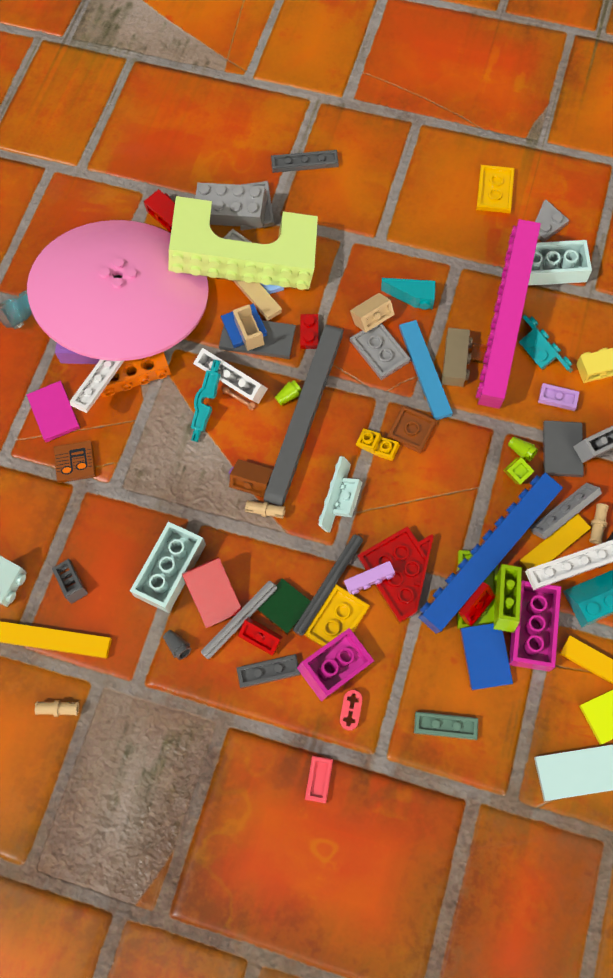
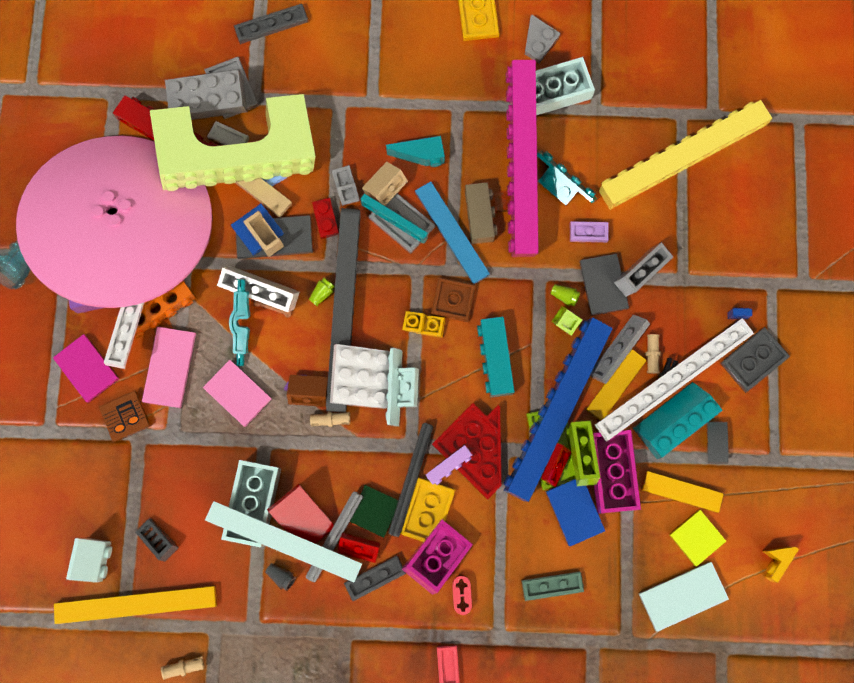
camera: 20 degrees left, 10 degrees up
(128, 428) = (169, 367): none -> bright pink tile
(184, 465) = (237, 393): none -> bright pink tile
(189, 608) = (283, 541): none -> light aqua tile
(303, 475) = (359, 376): none -> white plate
(335, 306) = (345, 185): none -> light grey slope
(373, 343) = (394, 218): none -> teal tile
(440, 490) = (497, 358): none -> teal brick

